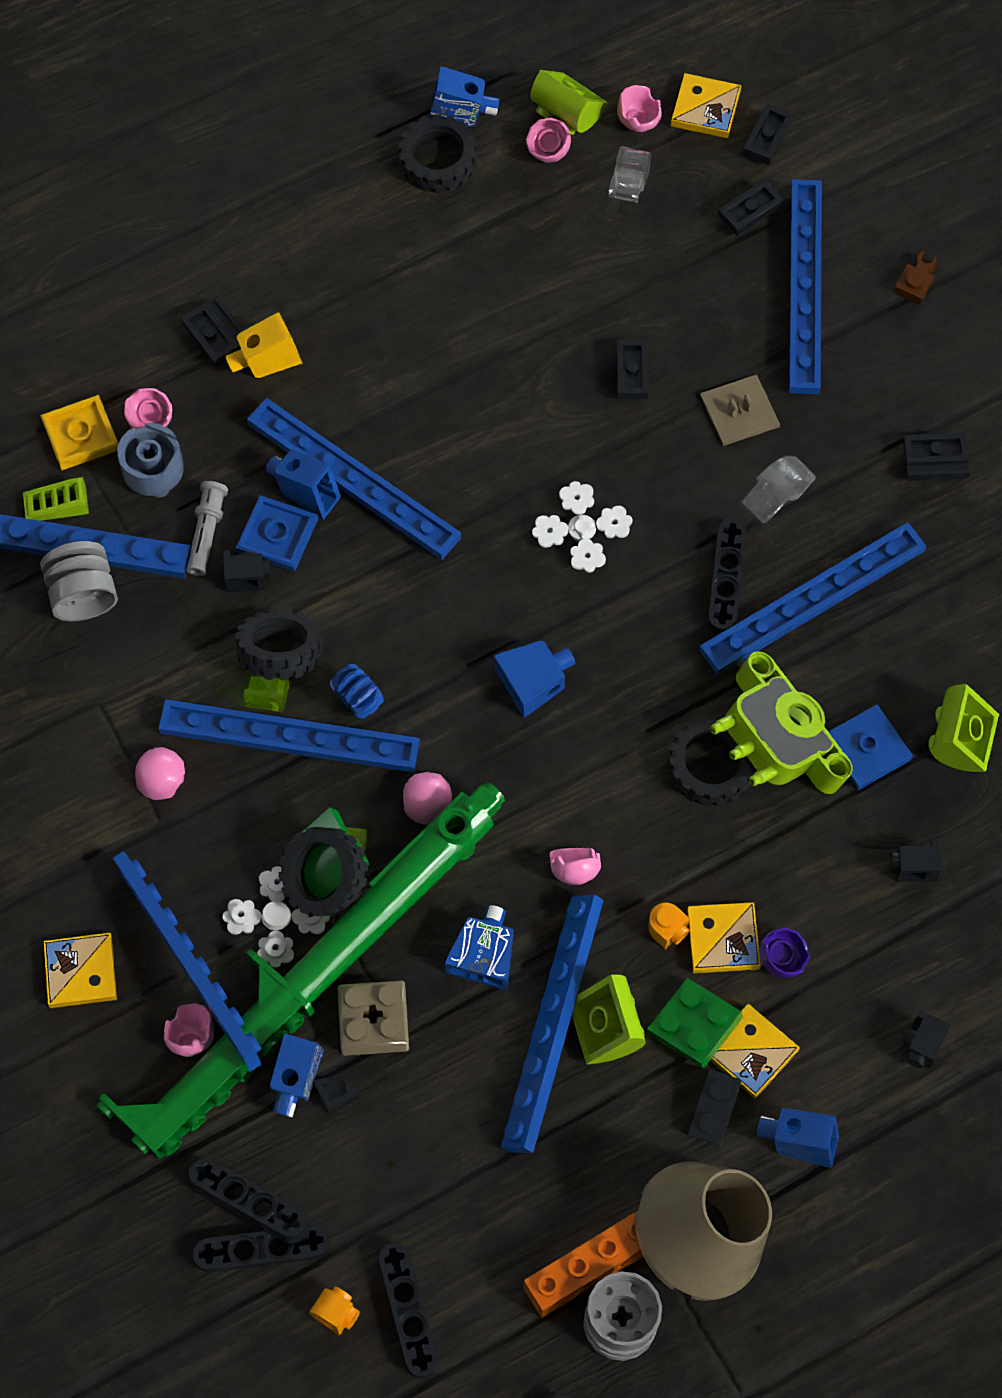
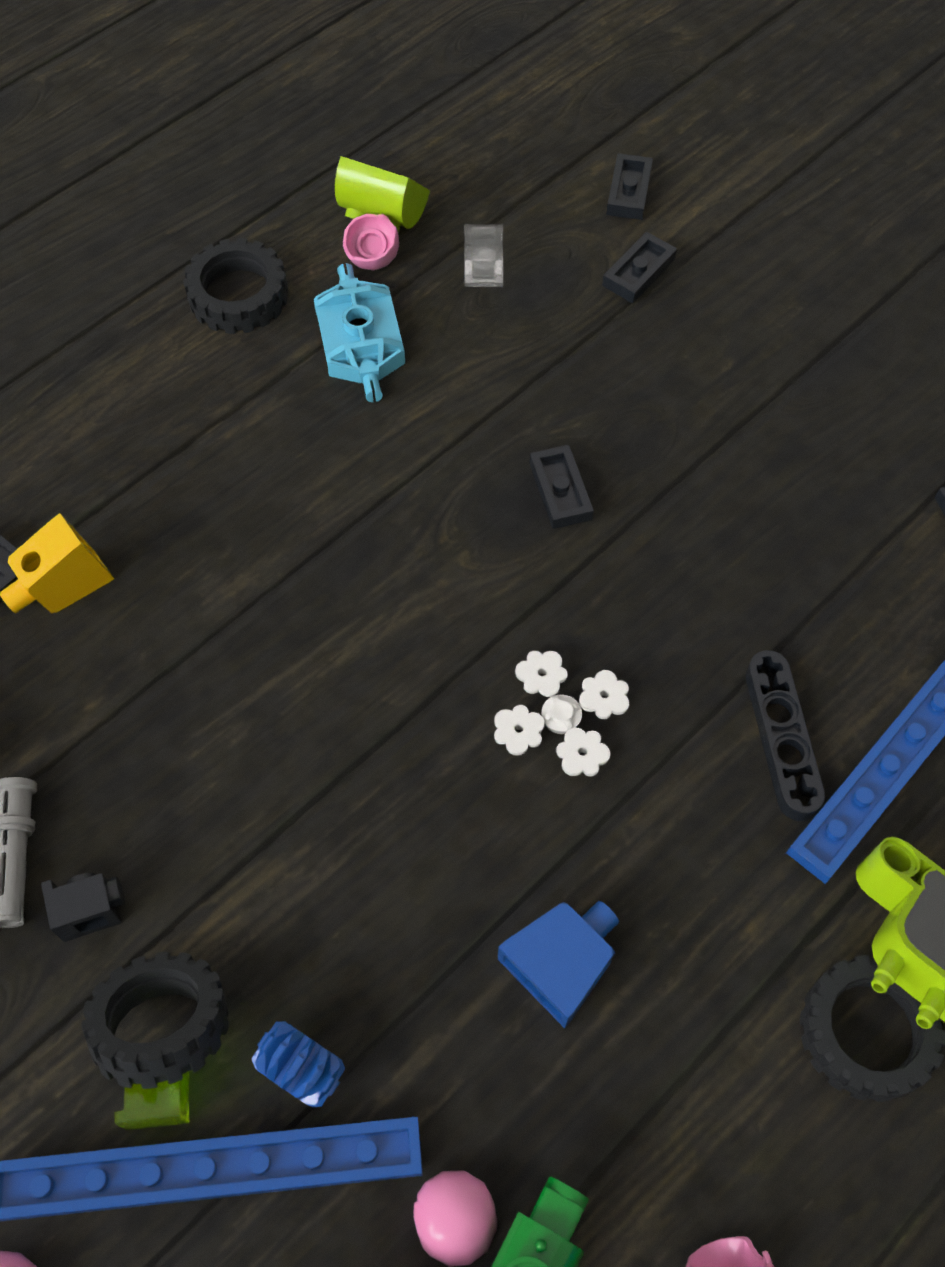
camera: 15 degrees left, 5 degrees down
(277, 532) = (122, 831): blue plate -> none
(305, 482) = (149, 744): blue torso -> none
(357, 480) = (223, 723): blue plate -> none
(461, 97) = (249, 212): blue torso -> none
(521, 230) = (362, 351): none -> medium azure plate
(638, 109) = (467, 188): bright pink hair -> none
(706, 105) = (545, 173): tile -> none
(740, 410) = (714, 507): dark tan piece -> none
(779, 482) = (807, 596): clear brick -> none
(805, 287) = (742, 347): blue plate -> none
(916, 280) = (865, 308): reddish brown plate -> none

